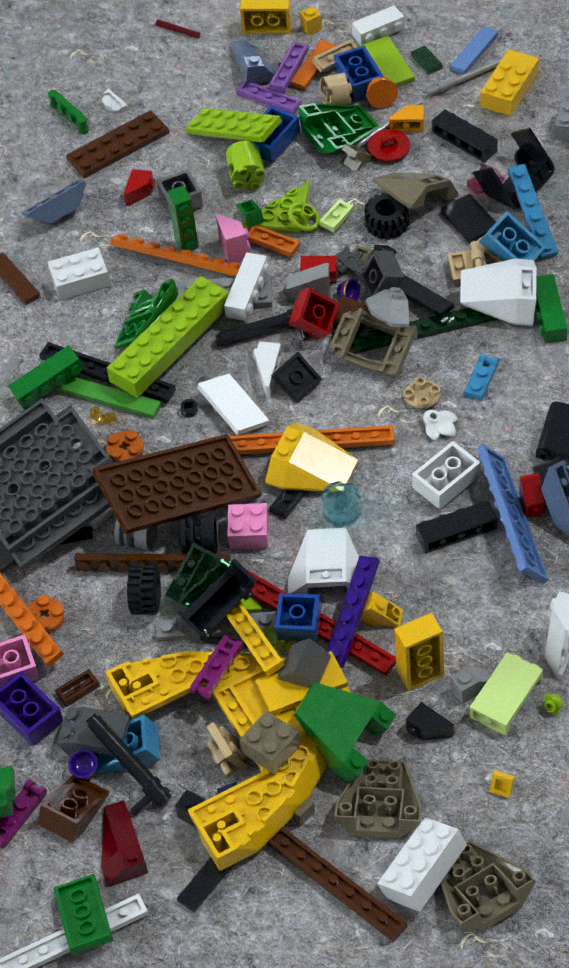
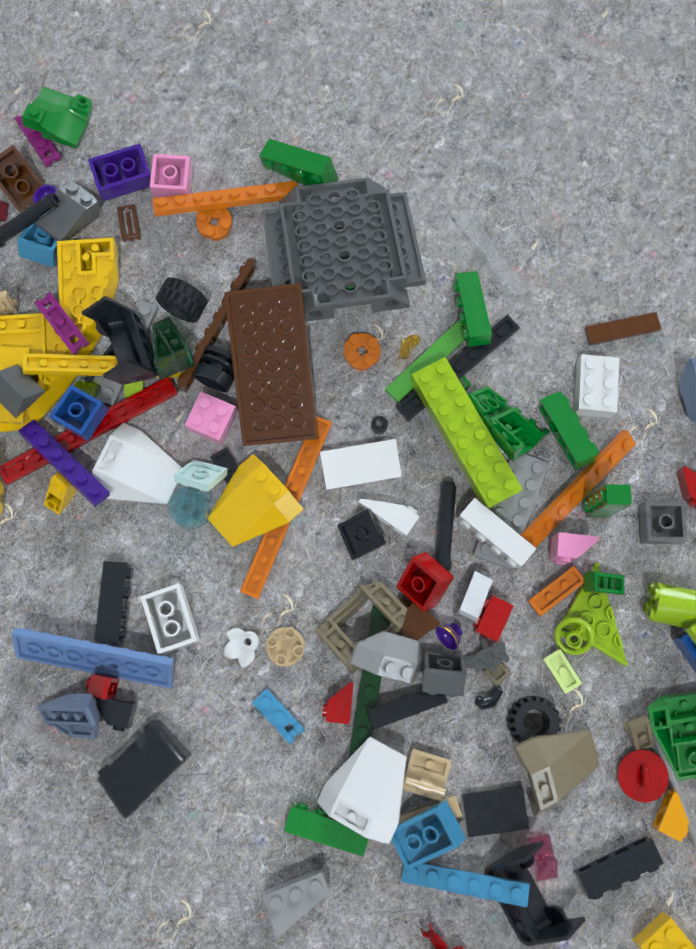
camera: 105 degrees right, 25 degrees up
(129, 275) = (568, 430): none -> green brick
(306, 504) = (200, 475): none -> light aqua plate
(446, 337) = (339, 706): none -> red slope

